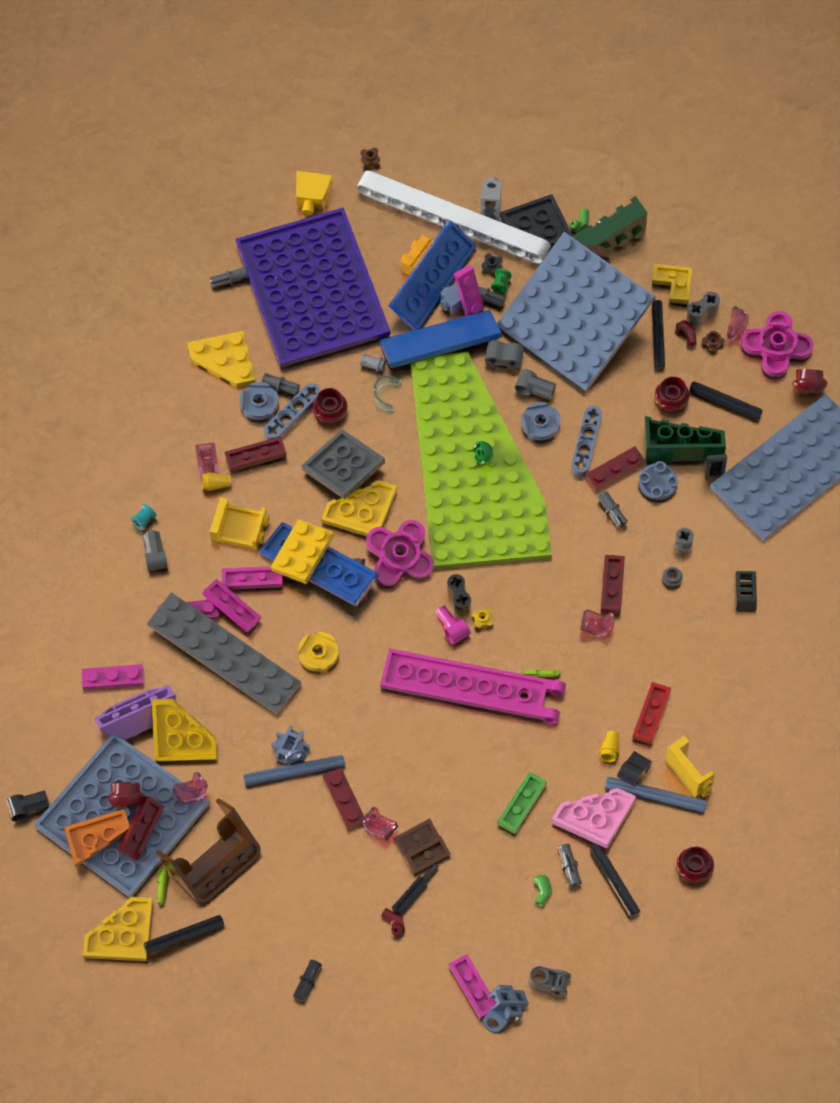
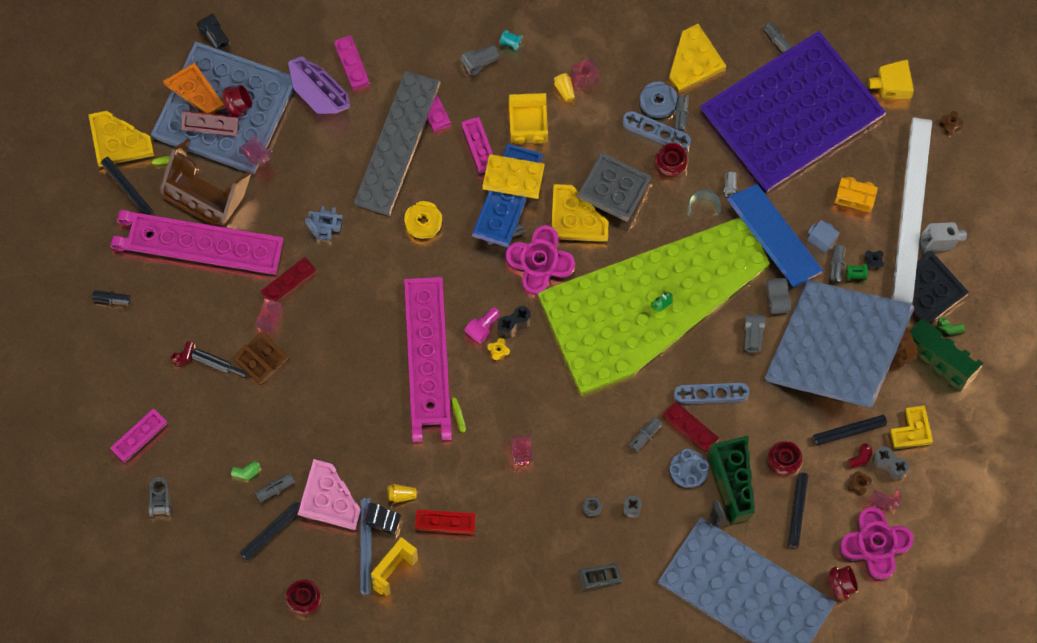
camera: 70 degrees right, 5 degrees up
(179, 734) = (306, 128): yellow plate -> none
(231, 605) = (444, 135): dark pink plate -> none
(255, 454) = (603, 112): dark red plate -> none
(272, 876) = (199, 242): none -> dark pink hinge
(294, 770) = (304, 232): sand blue axle -> none
(432, 275) = (839, 208): blue tile -> none
(468, 290) = (827, 241): dark pink plate -> none
(505, 1009) = (121, 461): sand blue piece -> none
(522, 802) = (324, 431): bright green plate -> none
(536, 431) = (715, 357): sand blue plate -> none
(612, 584) = (567, 454): dark red plate -> none

